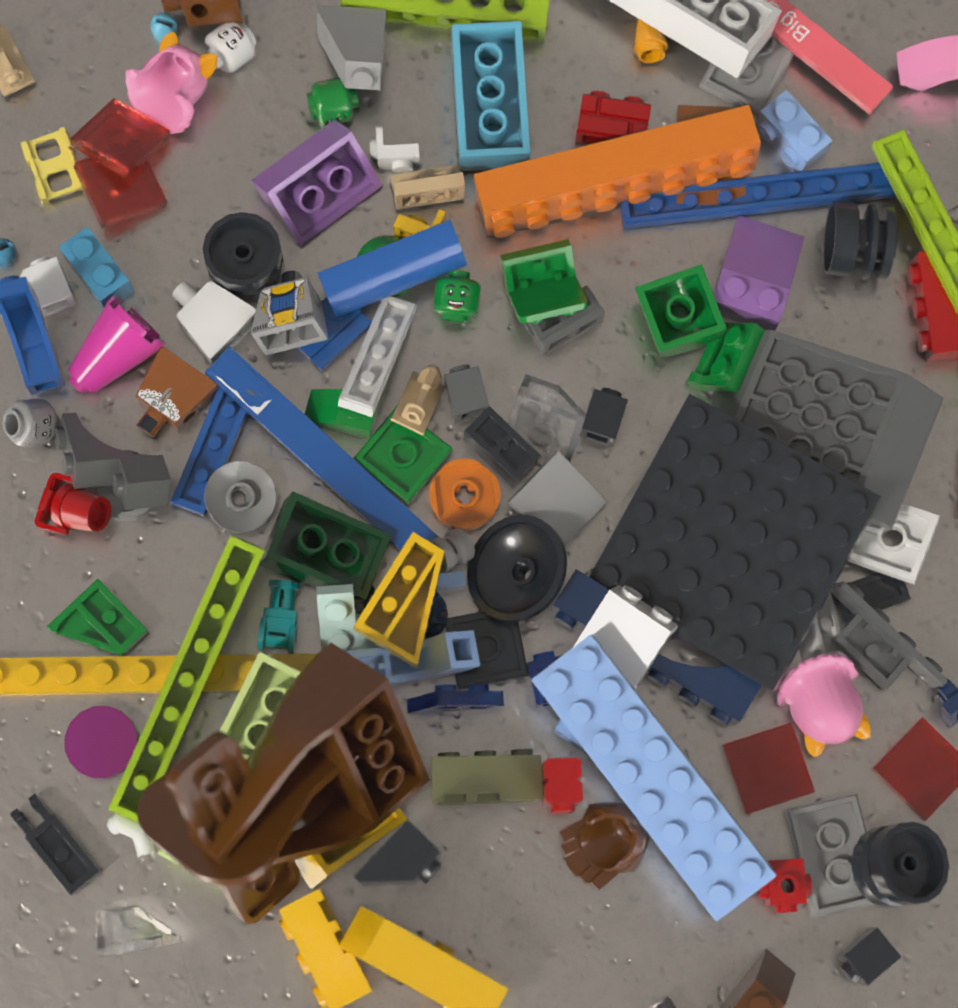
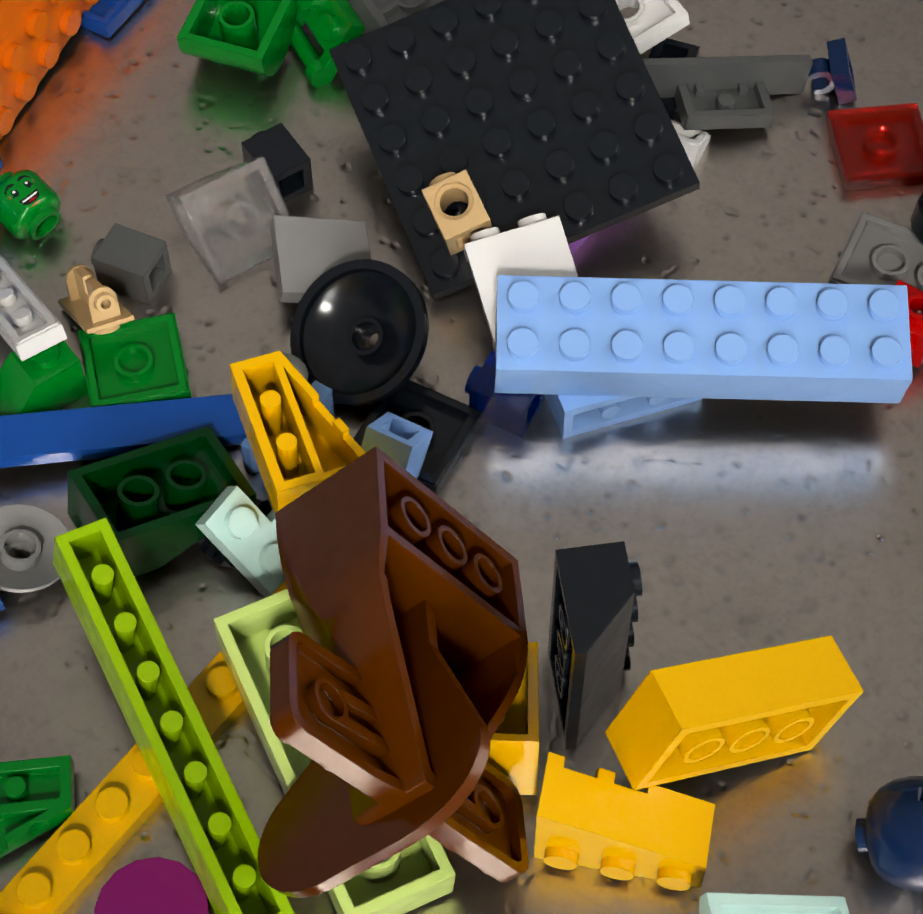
camera: 45 degrees left, 20 degrees down
(278, 619) = (188, 603): teal connector -> none
(449, 699) = (461, 472): clear blue wing -> none
(478, 480) = (214, 319): orange plate -> none
(486, 778) = (563, 512): olive wedge -> none
(501, 447) = (217, 269): black hinge -> none
(543, 282) = (86, 120): green bracket -> none
(562, 328) = (147, 135): dark grey hinge -> none
(562, 785) = (632, 445): red brick -> none
(604, 843) = (731, 457): reddish brown hair -> none
(621, 570) = (456, 229): none -> tan brick
(716, 688) = (653, 247): dark blue arch -> none
(768, 768) = (772, 255): clear red tile -> none
(824, 701) = (745, 167): bright pink hair -> none

